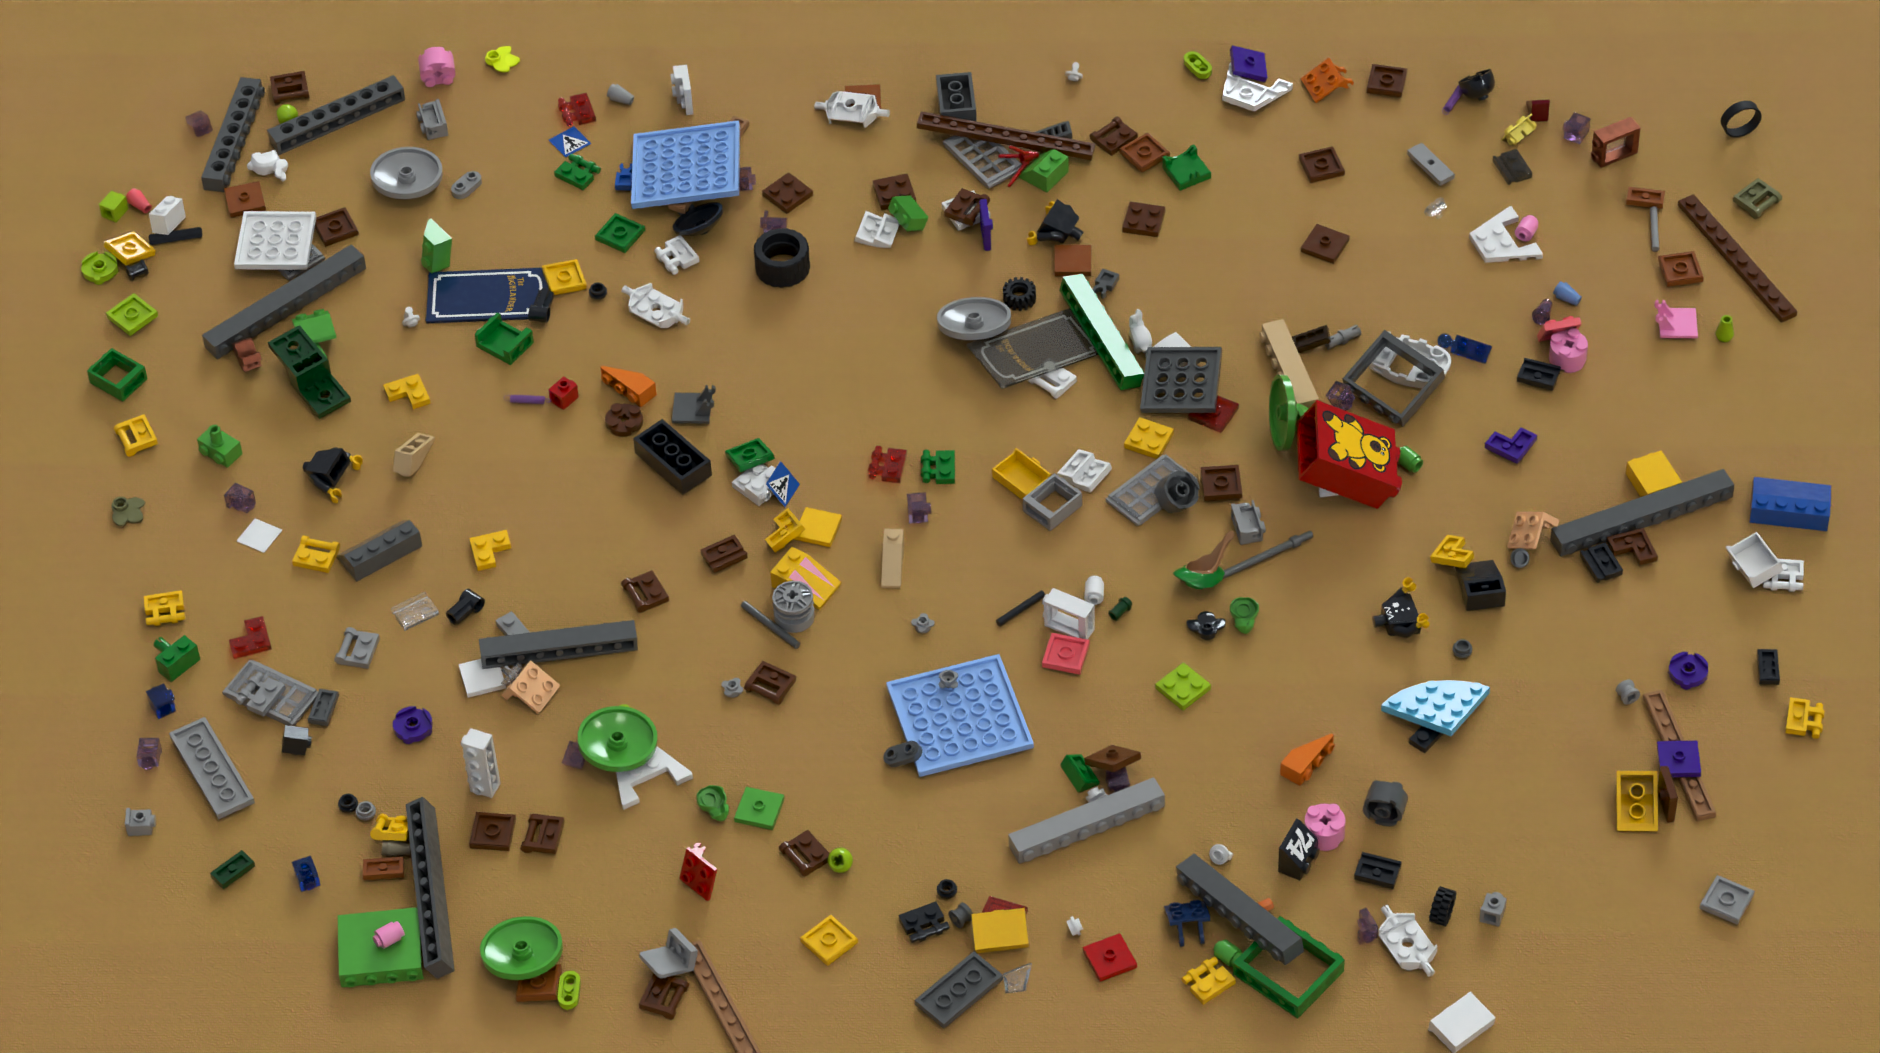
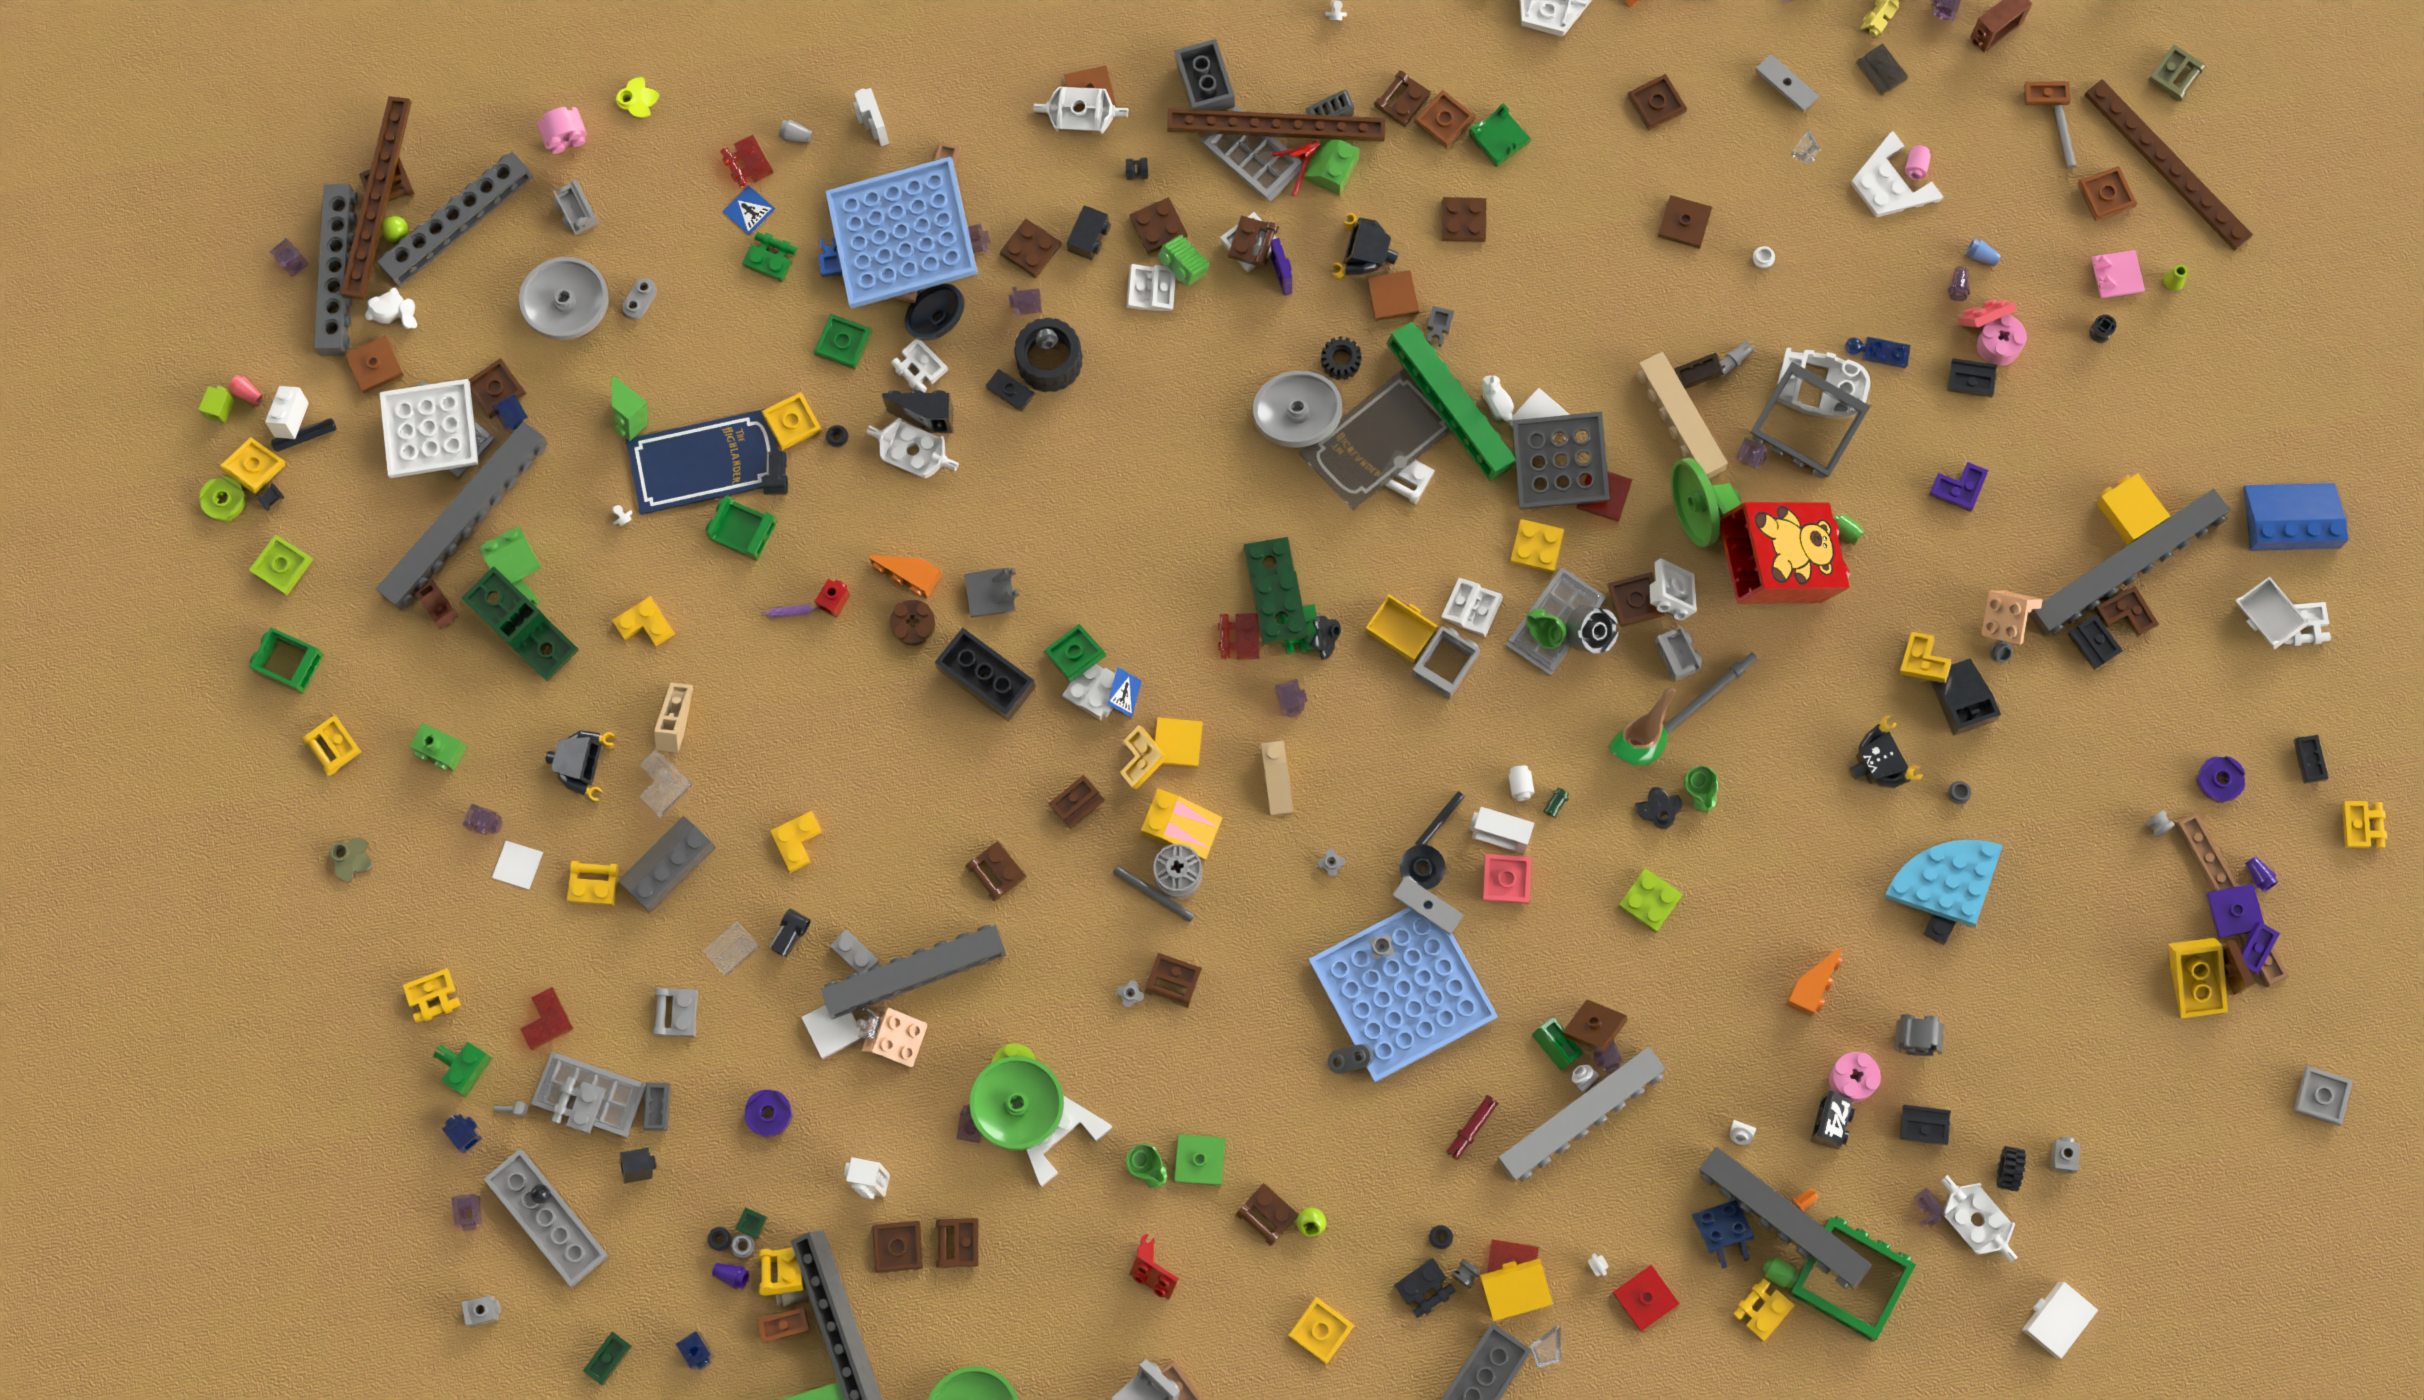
camera: 10 degrees left, 25 degrees up
(211, 694) = (519, 1108): none -> light grey hand
(211, 747) = (543, 1197): none -> black hinge
(278, 90) = (376, 198): none -> reddish brown plate
(341, 237) = (510, 412): none -> clear blue brick
(351, 828) = (731, 1275): none -> dark purple cone
(377, 795) = (751, 1223): none -> dark green plate
(393, 492) = (667, 786): none -> clear brick
(670, 277) = (925, 410): none -> black slope
(745, 281) = (1009, 390): none -> black plate
(781, 233) = (1046, 339): none -> dark grey plate
(836, 187) = (1088, 232): none -> black brick
(886, 151) = (1142, 168): none -> black wheel
(924, 434) = (1275, 591): none -> dark green bracket
(957, 469) = (1325, 636): none -> black plate
(986, 821) = (1467, 1134): none -> dark red pin
(993, 656) = (1416, 896): none -> light grey tile
(997, 629) = (1423, 856): none -> black dish
(1140, 486) = (1546, 629): none -> bright green hair
(1252, 476) = (1673, 590): none -> white plate
(1384, 273) = (1763, 257): none -> white plate
(1656, 355) = (2101, 333): none -> black wheel
(1691, 783) = (2258, 946): none -> dark purple plate
(1709, 741) = (2262, 876): none -> dark purple cone

